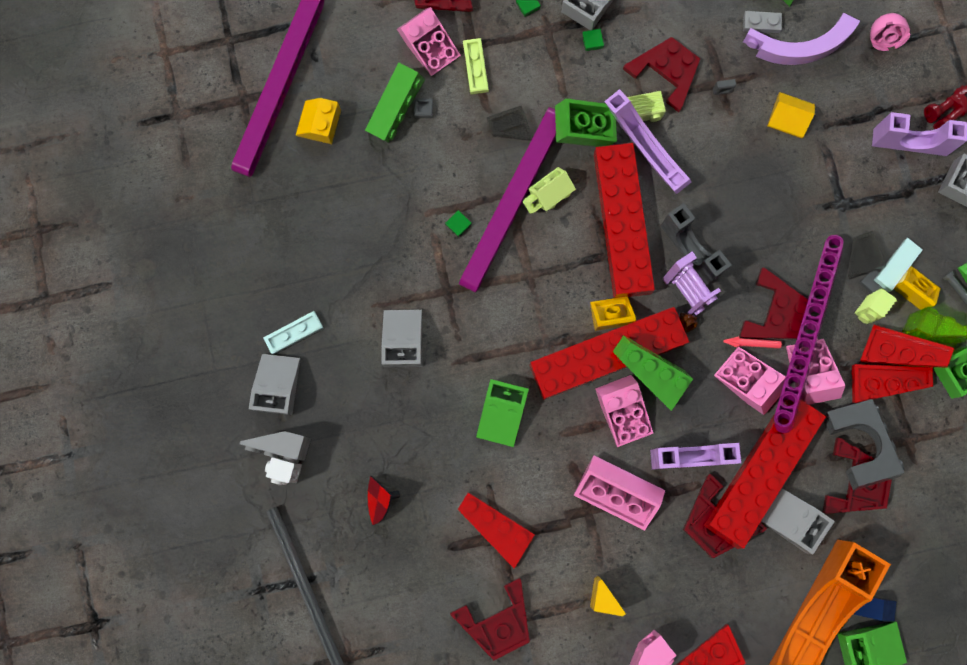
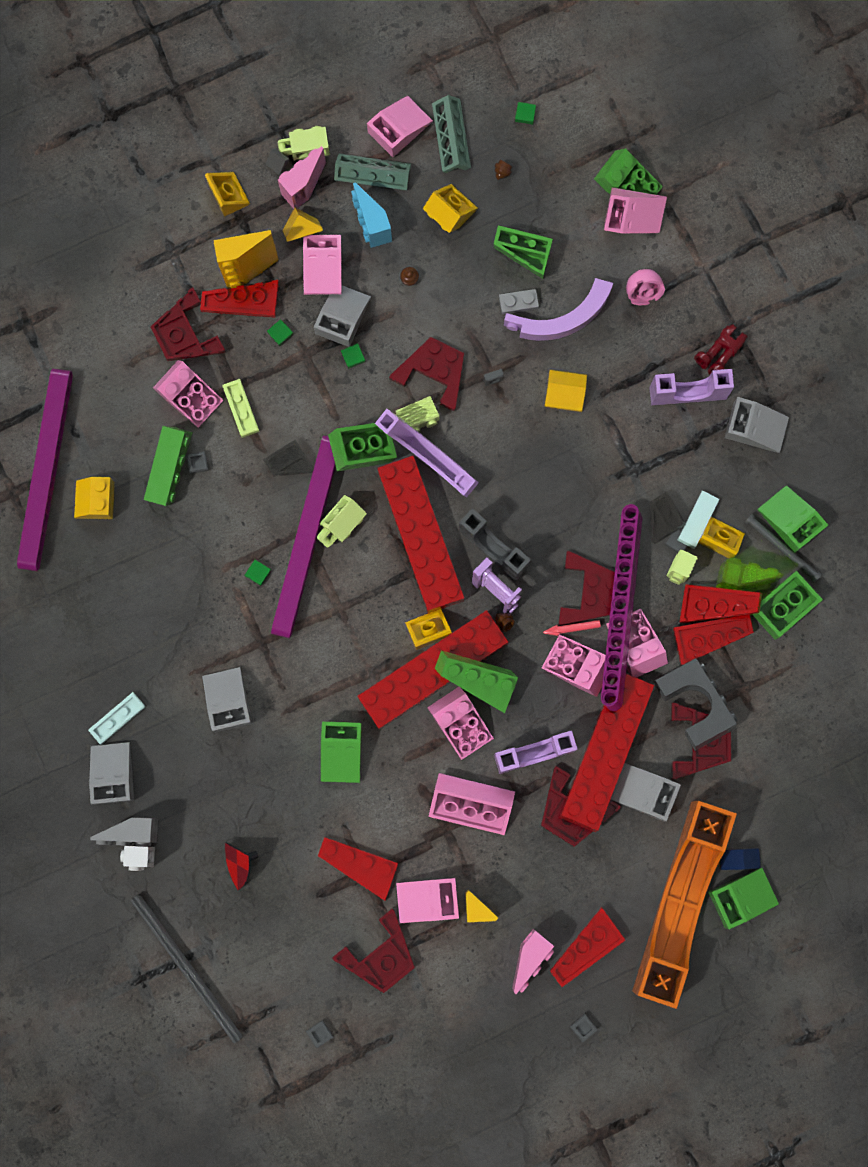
camera: 15 degrees left, 0 degrees up
(557, 578) = (427, 900): none -> bright pink slope

